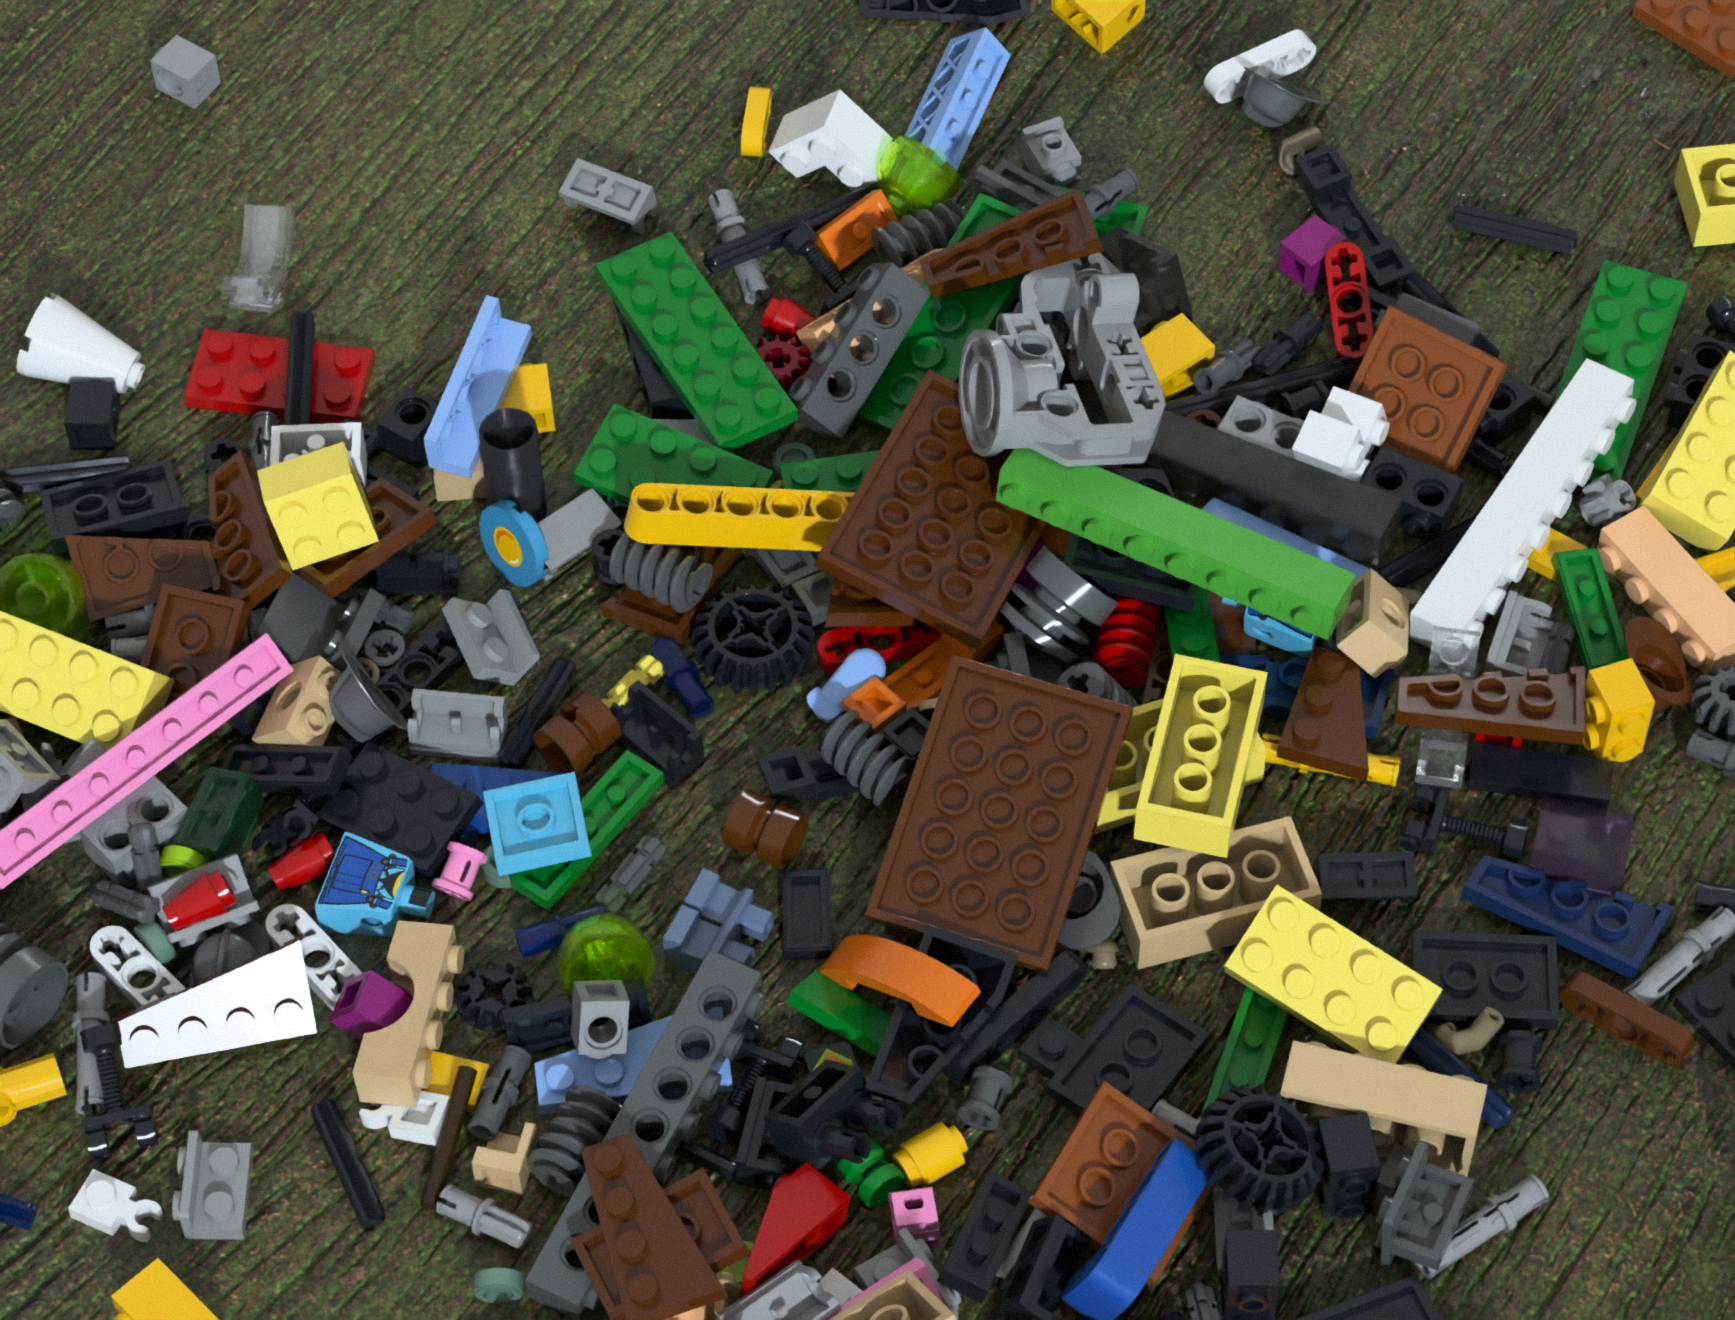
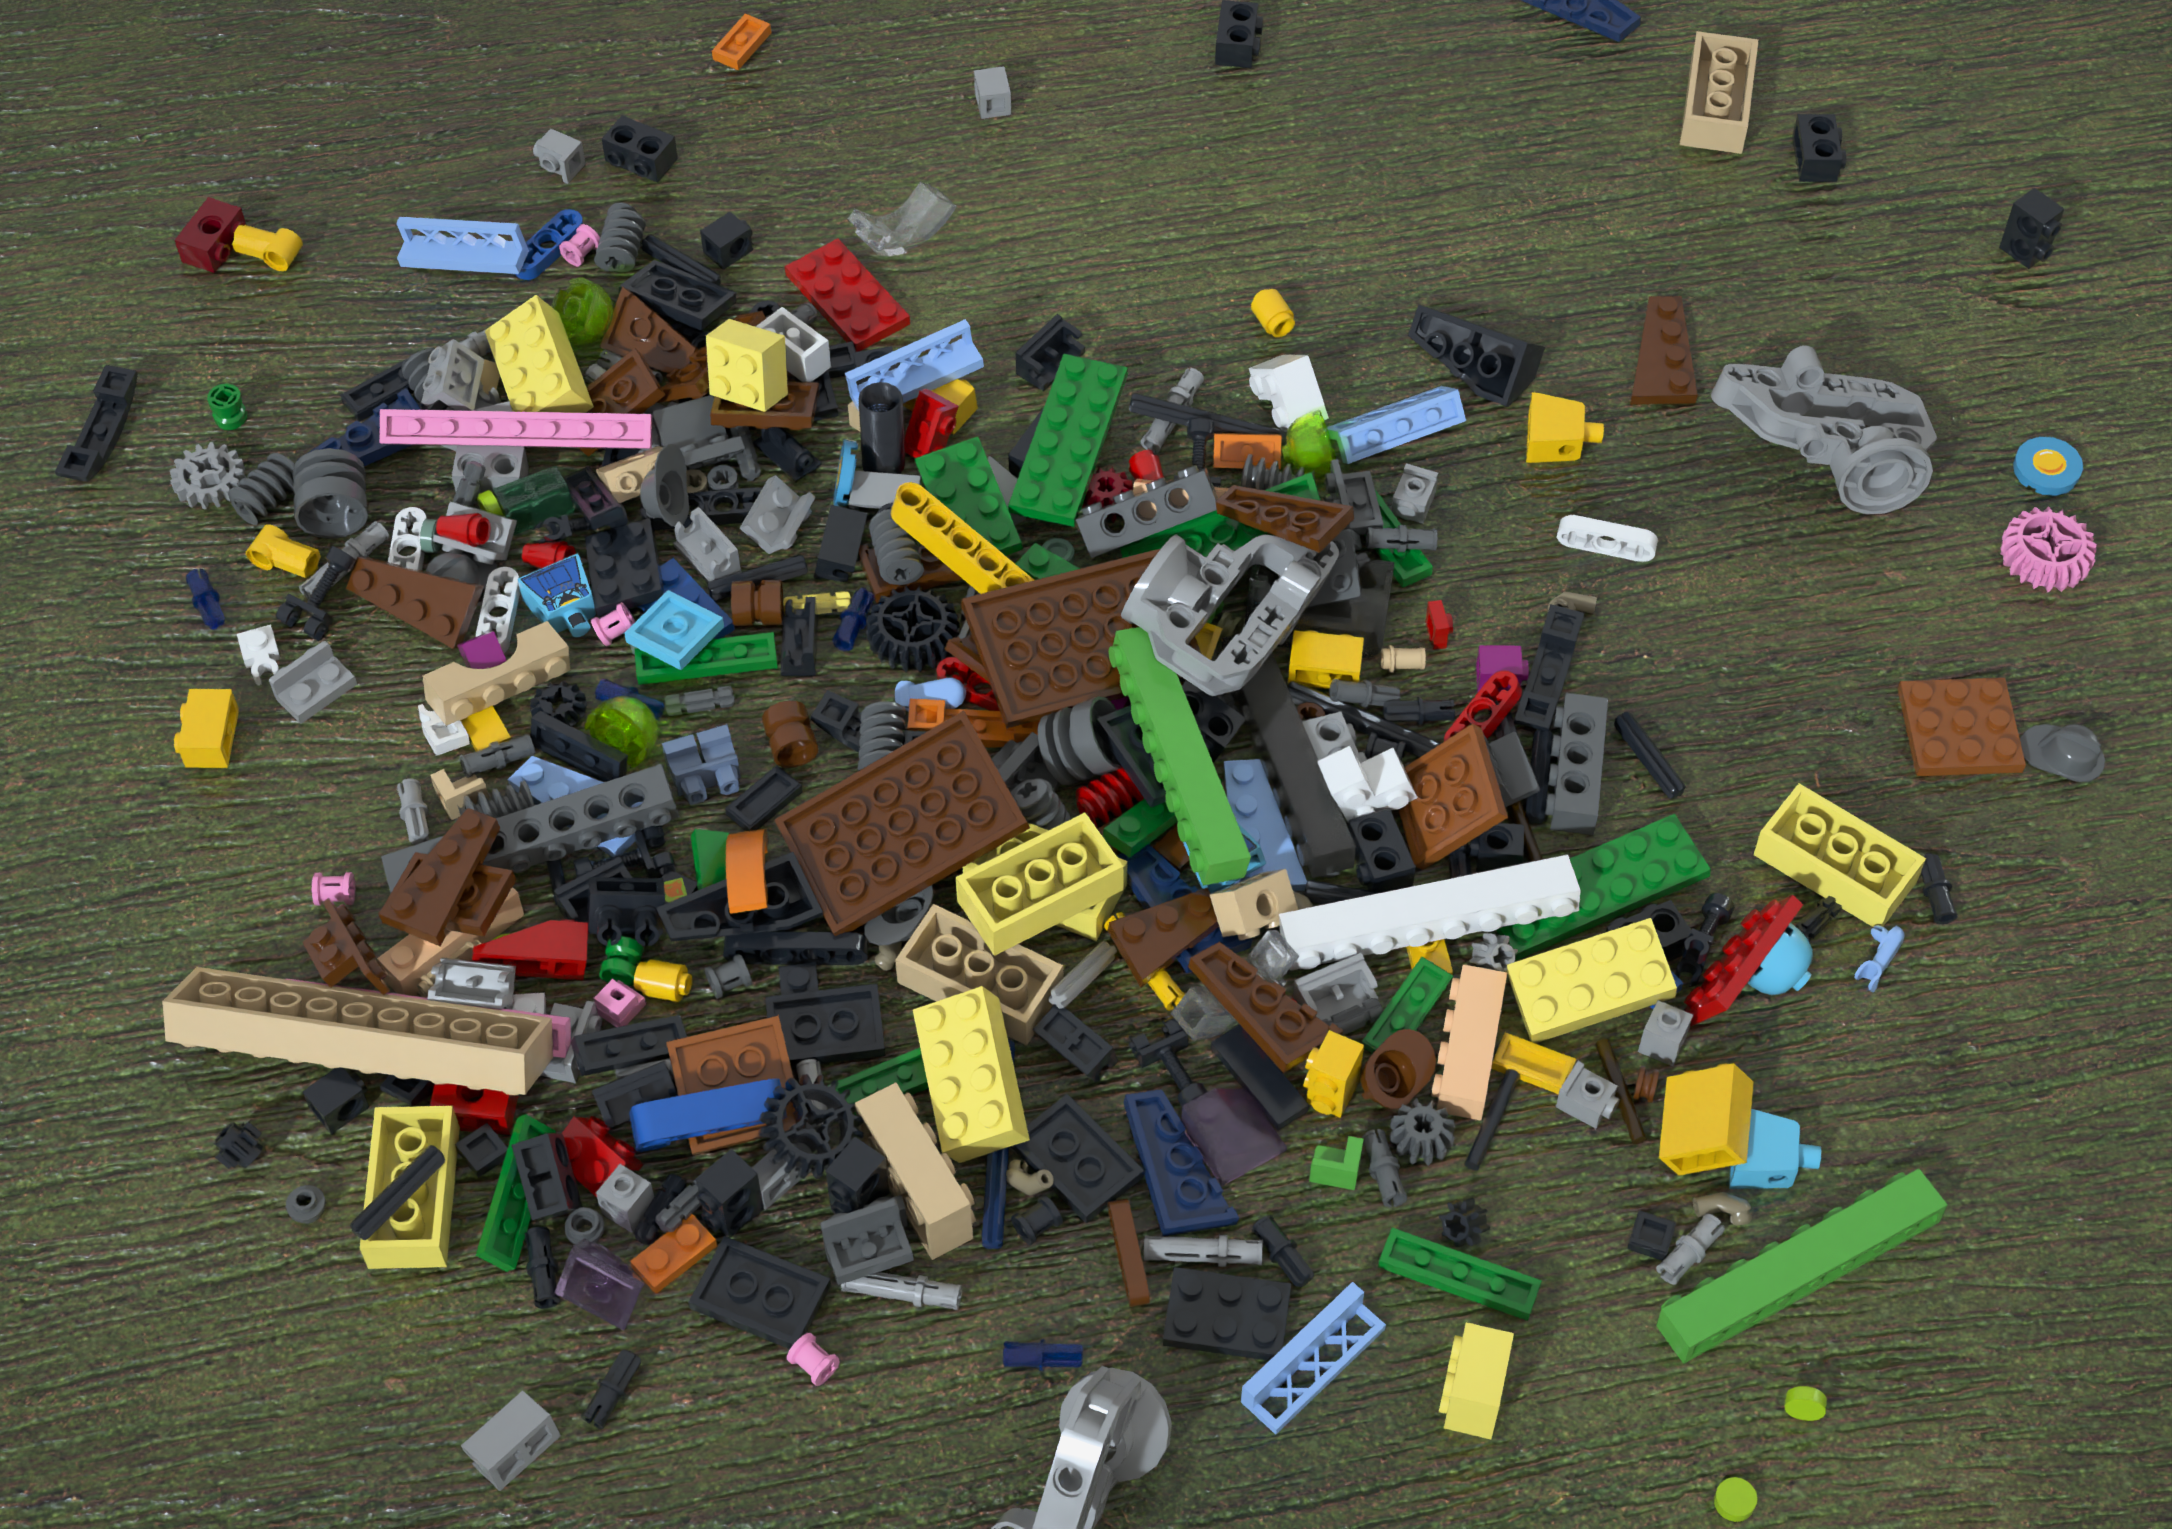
camera: 45 degrees right, 0 degrees up
(74, 347) = (754, 195): white cone -> none
(125, 902) = (438, 502): dark grey axle -> none
(299, 369) = (848, 296): black axle -> none
(348, 1163) = (387, 727): black axle -> none
(448, 1136) = (448, 754): dark brown bar -> none
(498, 1285) = (374, 849): sand green tile -> none
(554, 422) = (930, 424): none -> red bracket
(558, 281) = (1041, 355): none -> black hinge
(582, 617) = (840, 543): none -> black hinge
(598, 1000) = (576, 755): light grey brick -> none
(609, 194) = (1130, 326): light grey hinge -> none
(720, 84) = (1273, 312): none -> yellow brick
(756, 121) = (1267, 346): yellow beam -> none
(1210, 315) = (1402, 658): none -> tan pin
(1213, 255) = (1438, 624): none -> red plate
(1275, 101) = (1591, 563): dark grey piece -> none
(1303, 813) = (1082, 974): none -> light grey axle
(1475, 281) = (1577, 810): none -> dark grey brick
(1664, 1170) = (1042, 1355): none -> clear blue axle
(1698, 790) = (1337, 1166): none -> bright green panel

